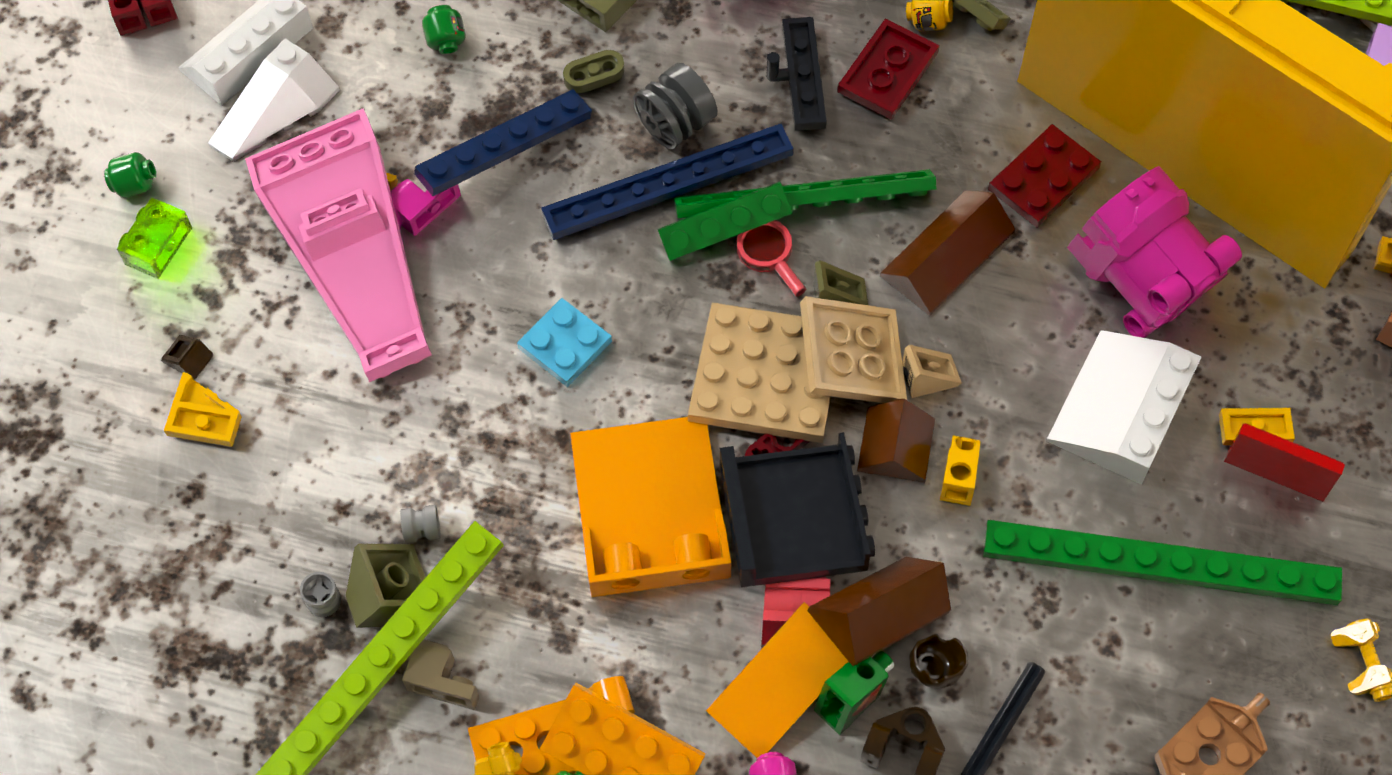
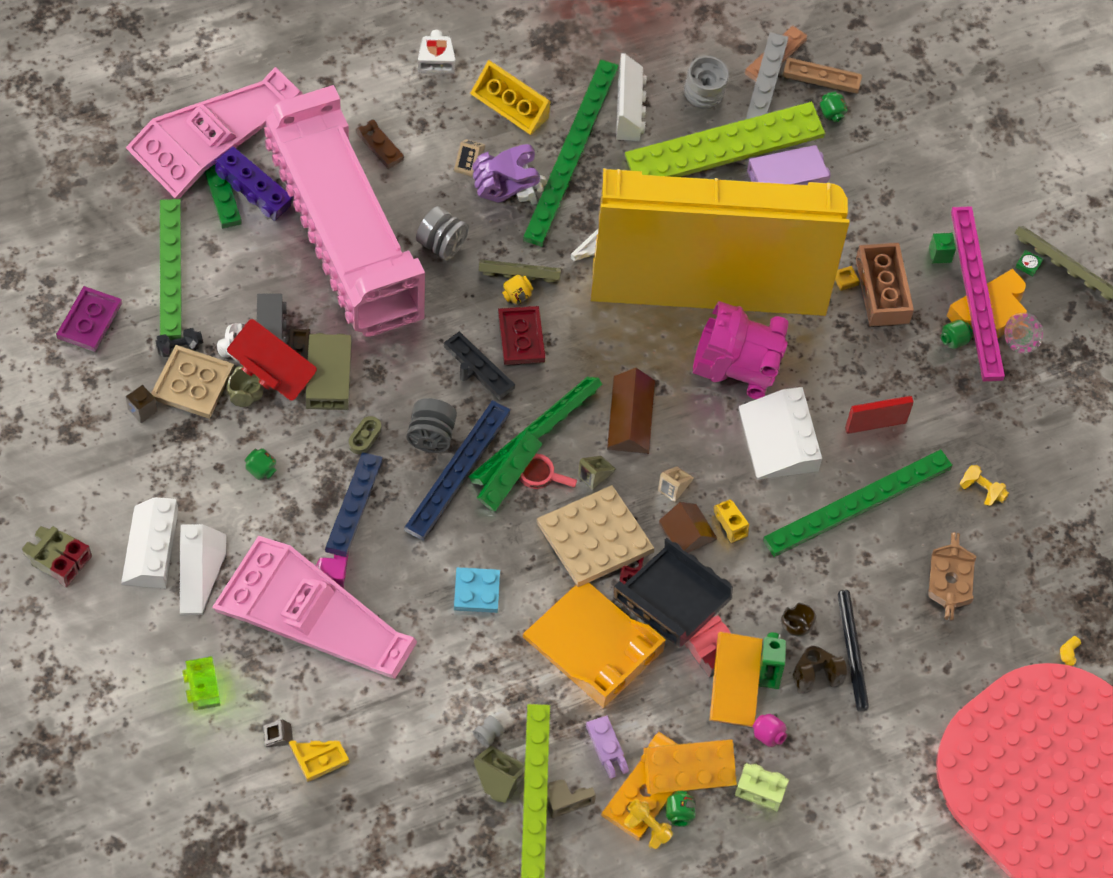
camera: 45 degrees left, 5 degrees down
(130, 174) = (155, 658): green head -> none
(318, 586) = (469, 796): light grey wheel -> none
(551, 646) = (606, 745): none -> lavender hinge
(852, 350) = (632, 495): tan plate -> none
(884, 607) = (754, 609): reddish brown slope -> none
(1044, 175) = (646, 343): dark red plate -> none
(1272, 420) = (841, 409): yellow plate -> none

